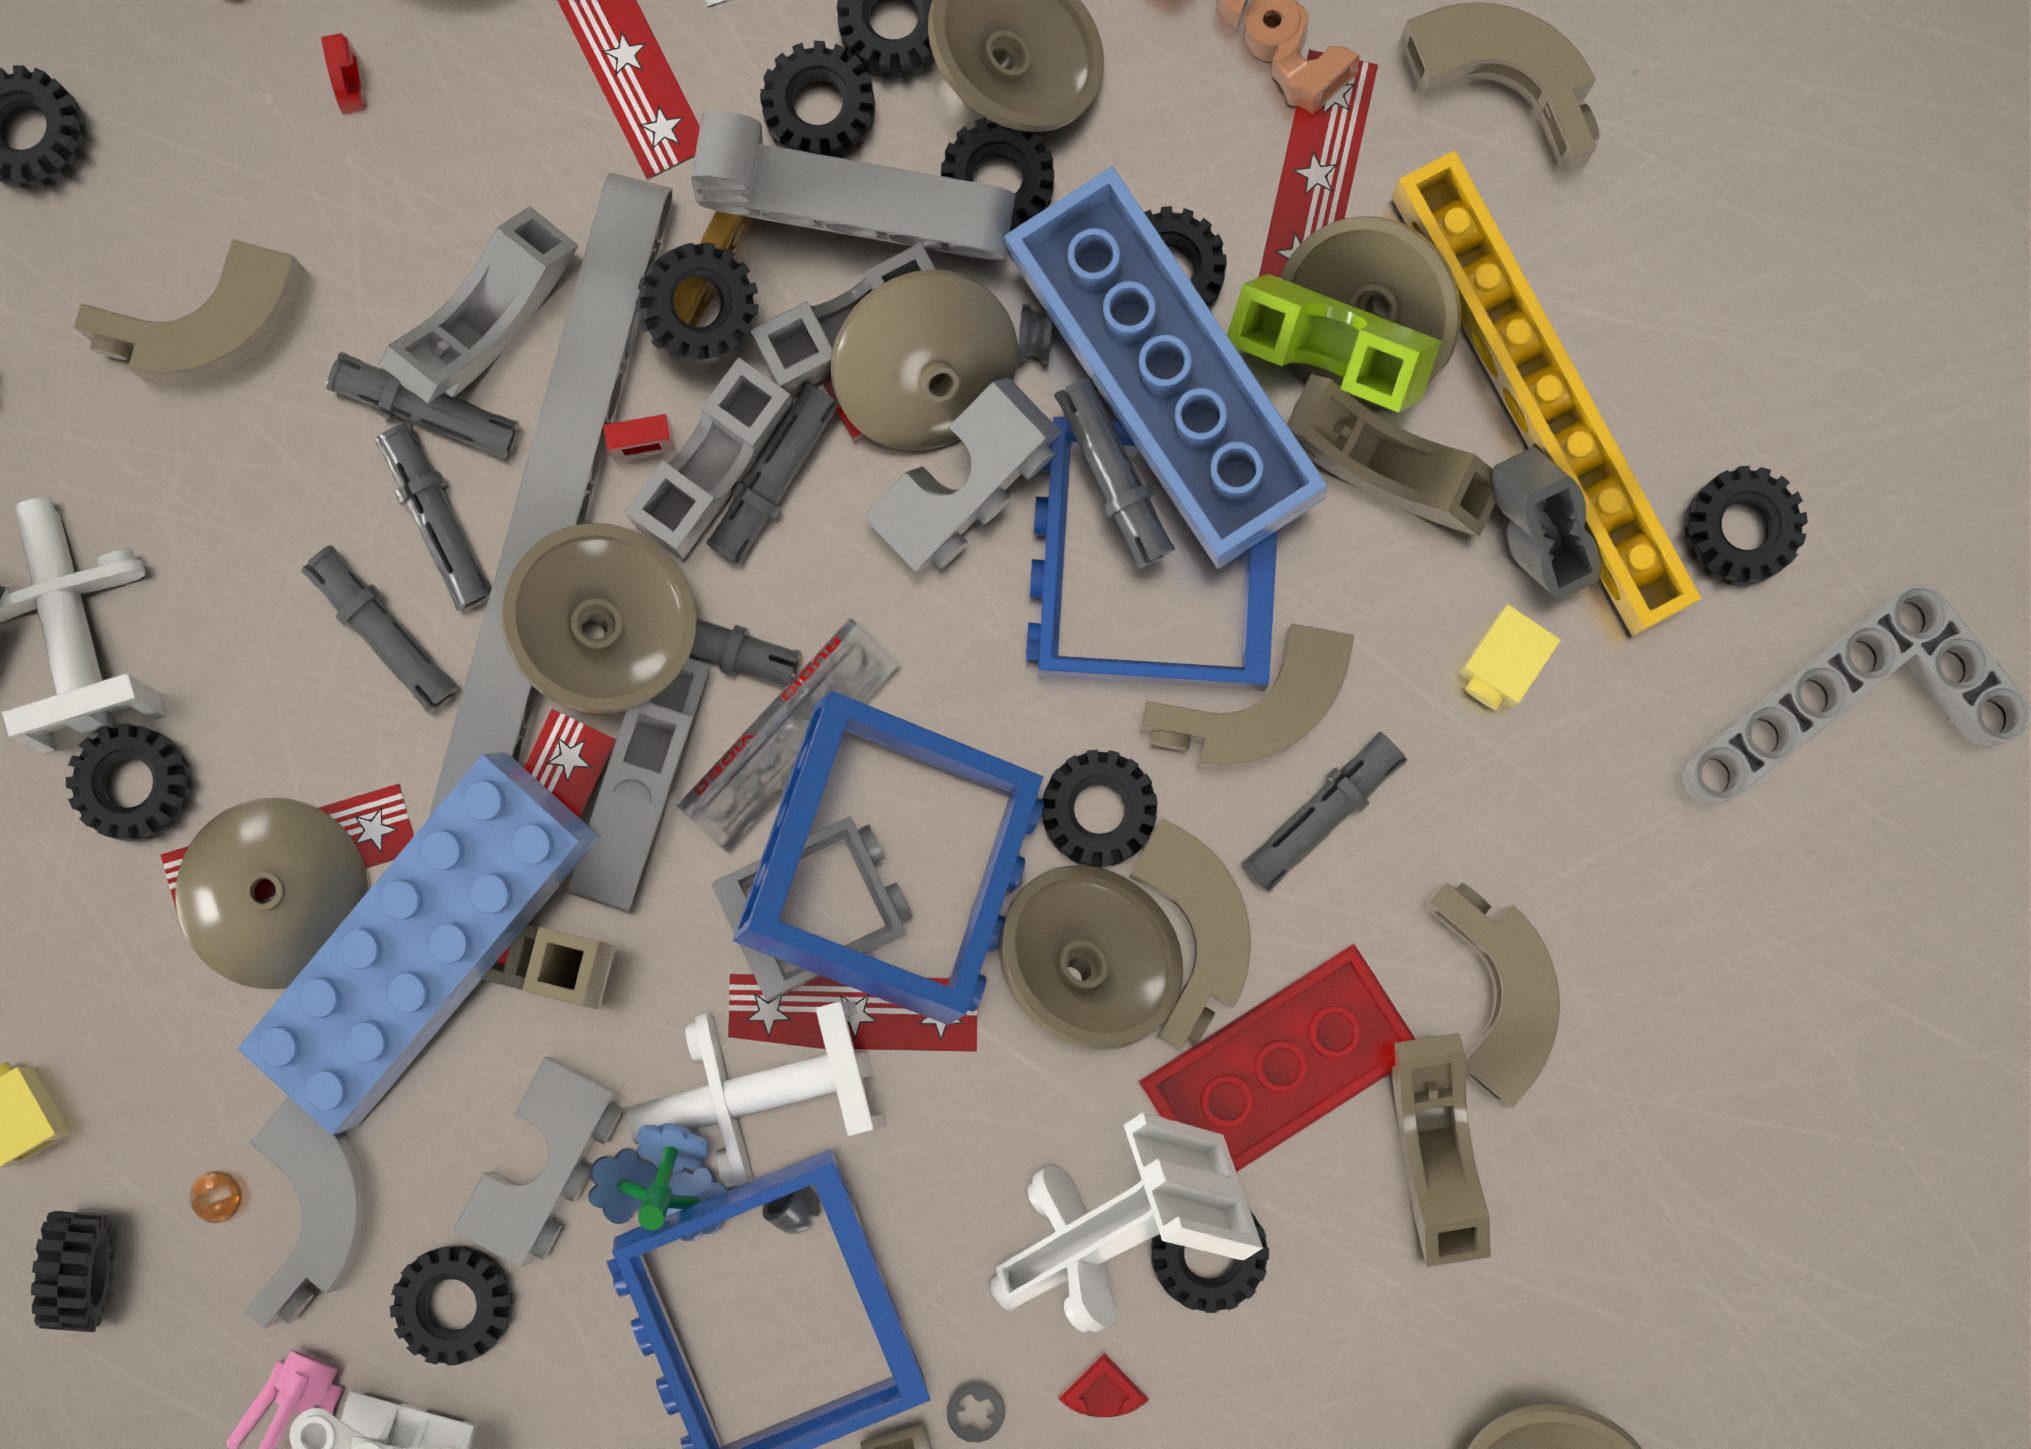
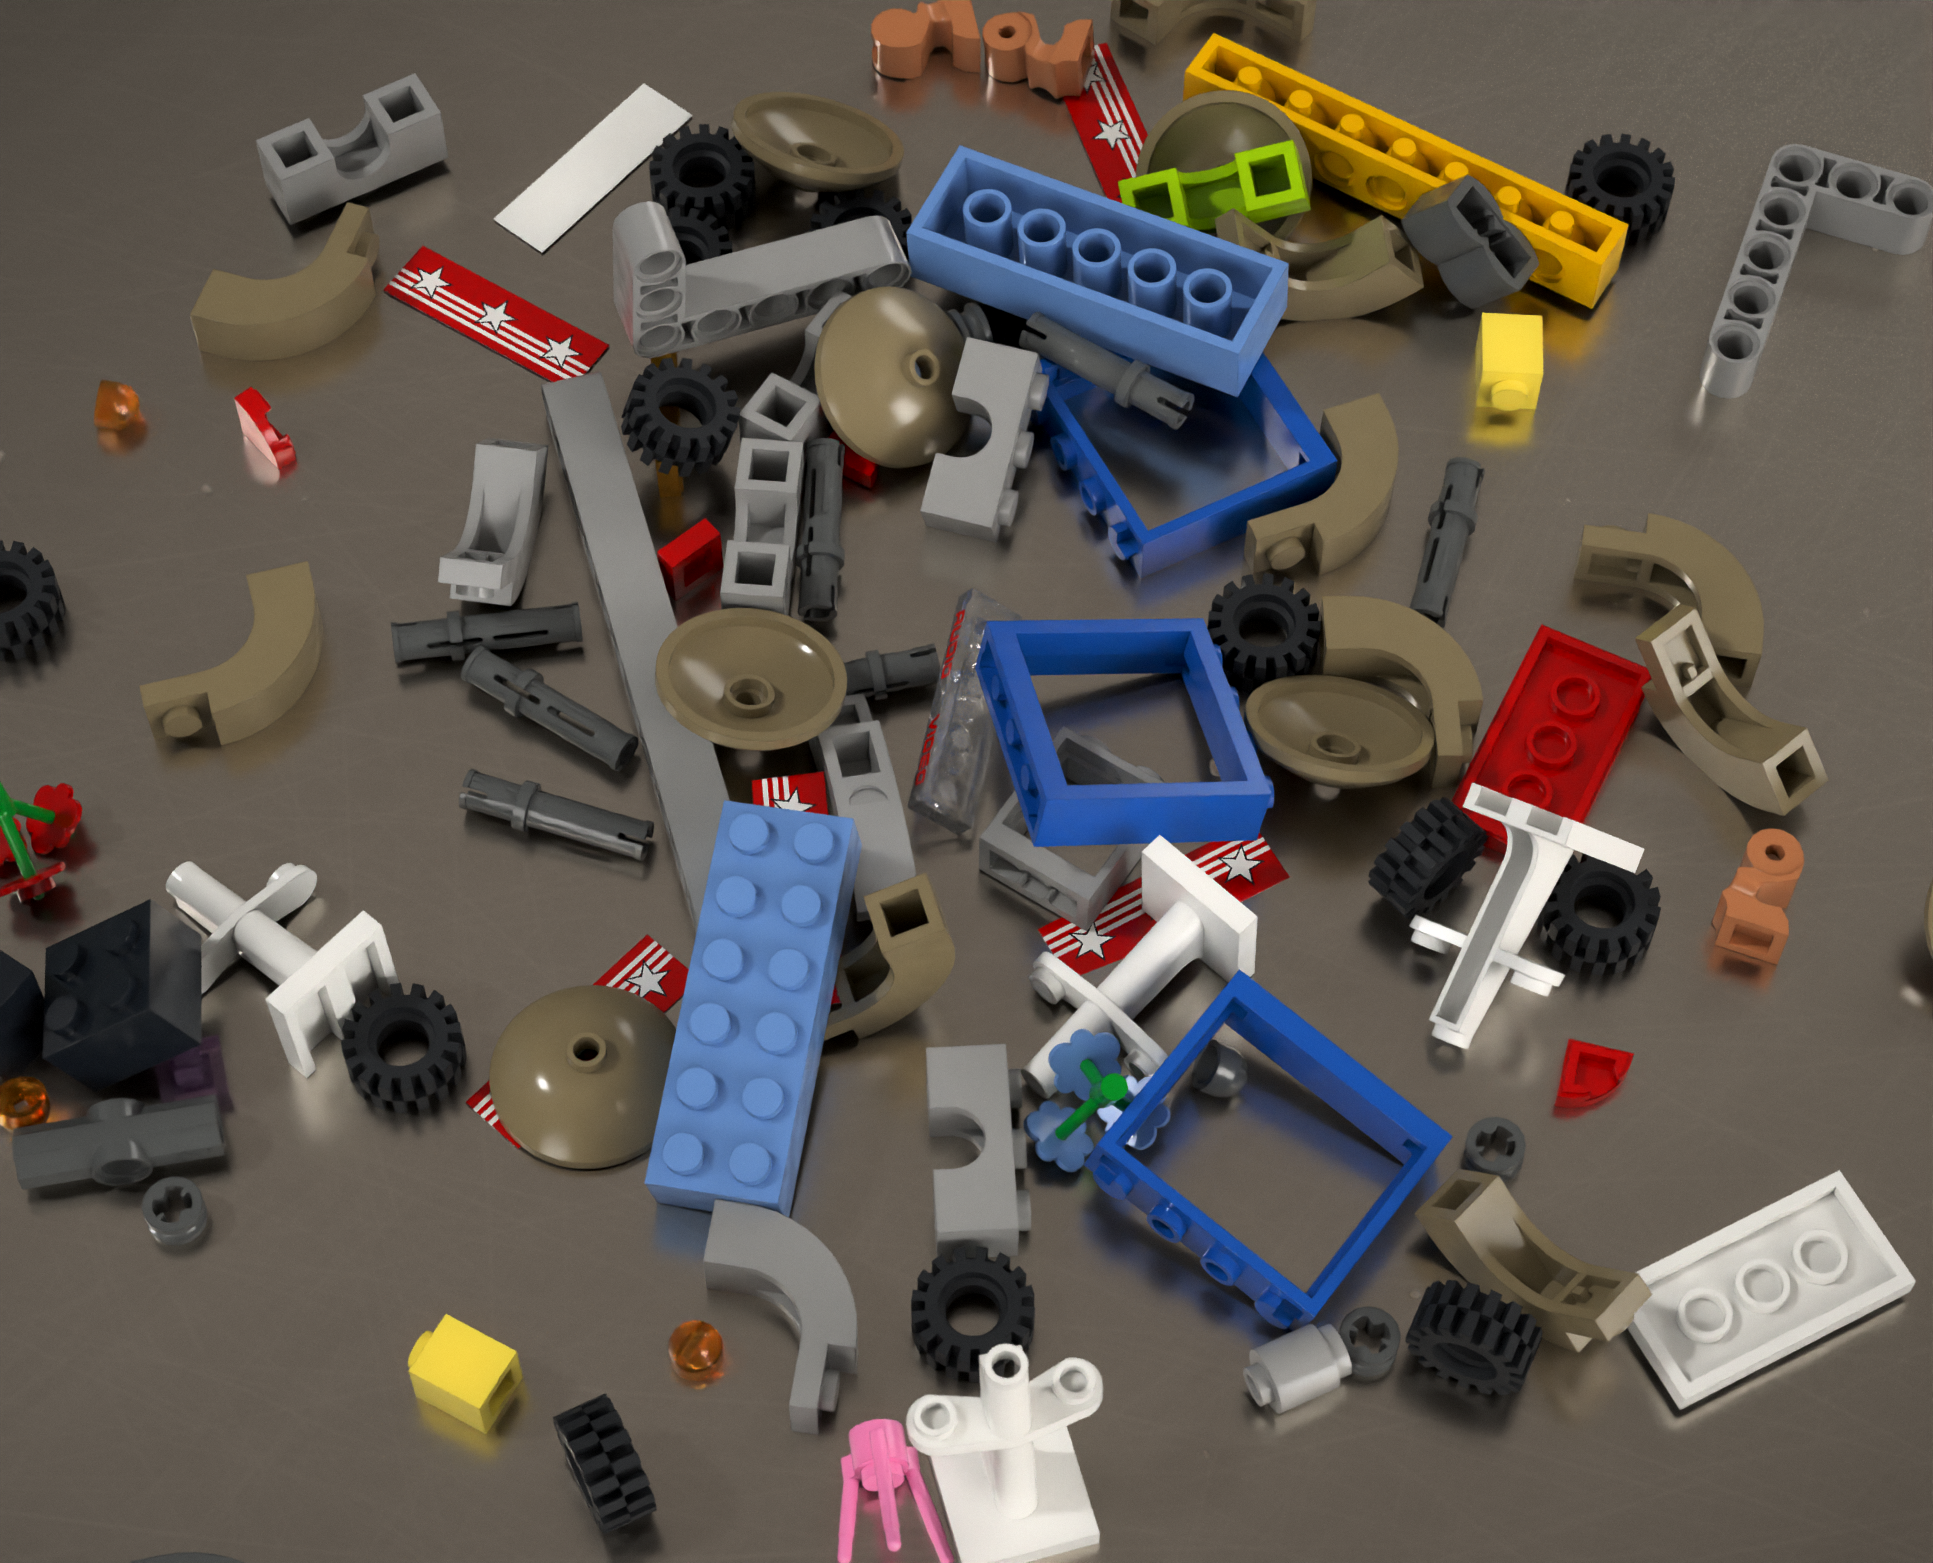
camera: 30 degrees left, 25 degrees down
(1080, 1128) = (1427, 858): none -> black tyre
(1383, 1304) = (1750, 908): none -> nougat leg

